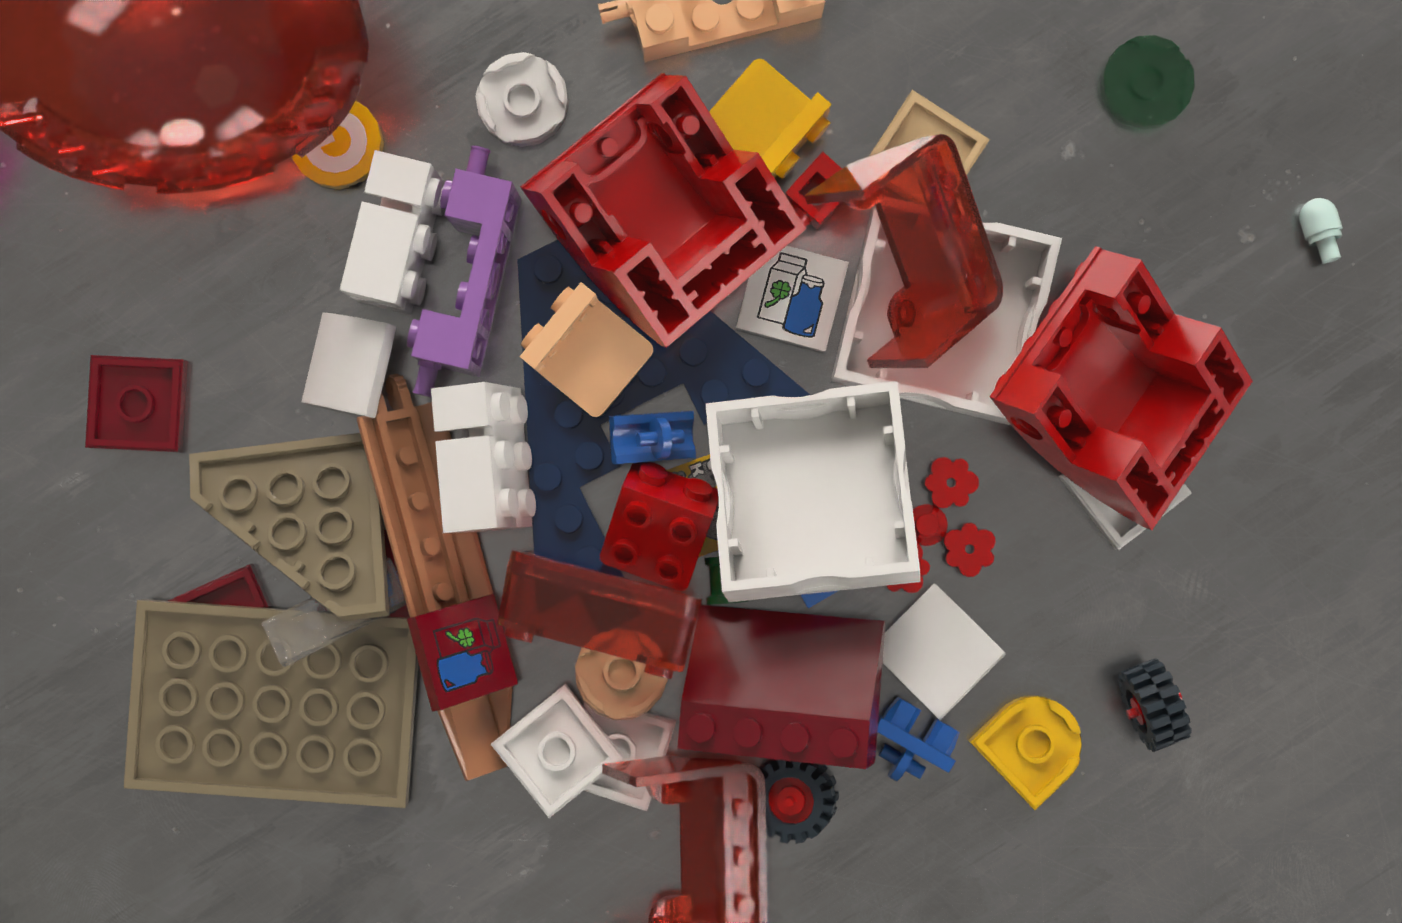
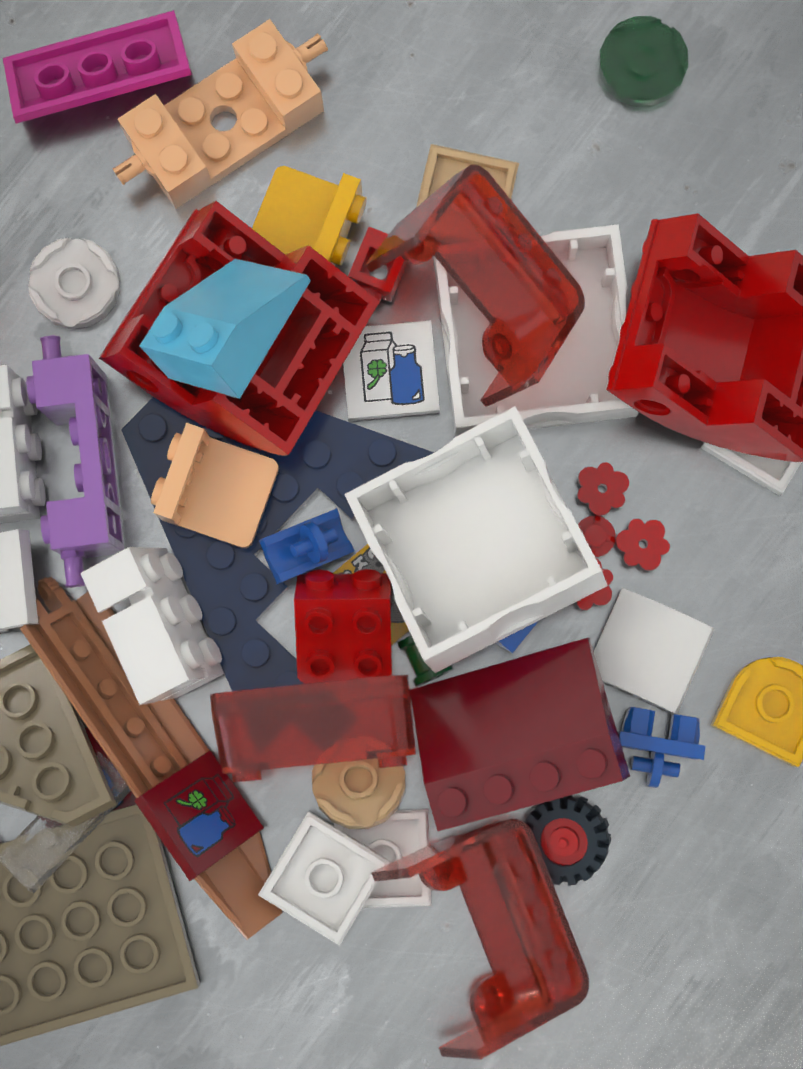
camera: 15 degrees left, 5 degrees down
(651, 203) = (224, 326): none -> medium azure slope

